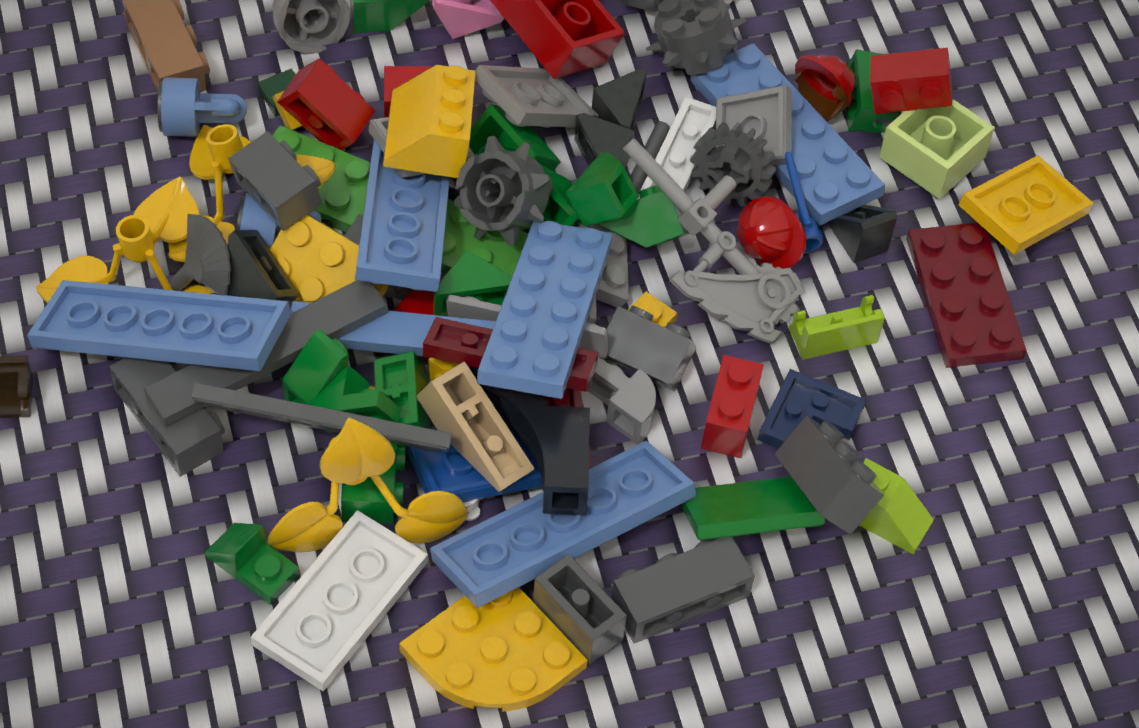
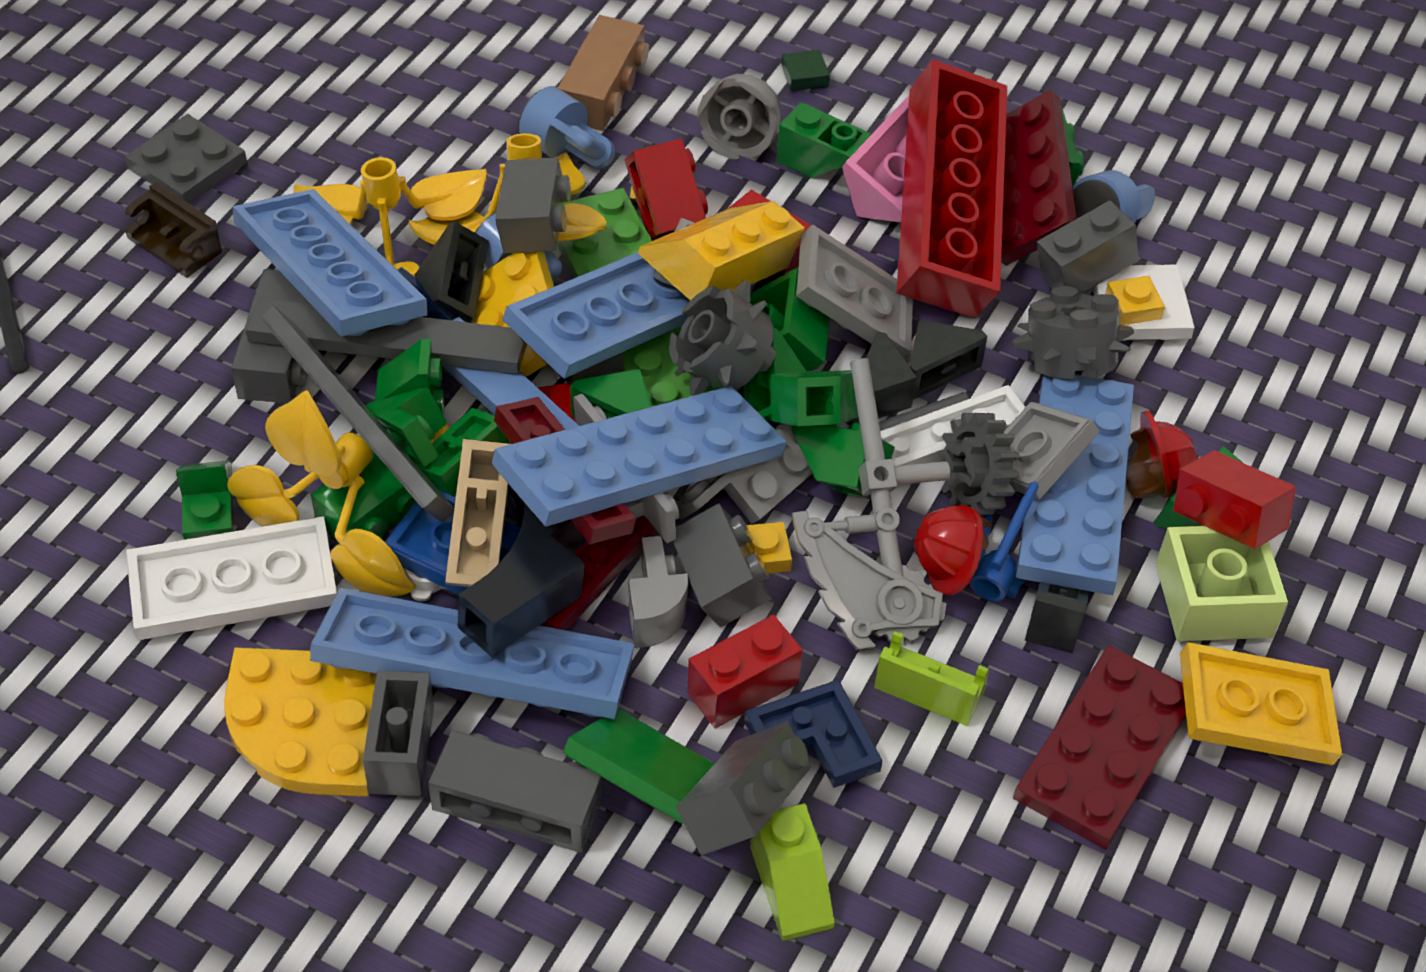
camera: 45 degrees right, 5 degrees down
(205, 257) = (421, 243): dark grey hand -> none

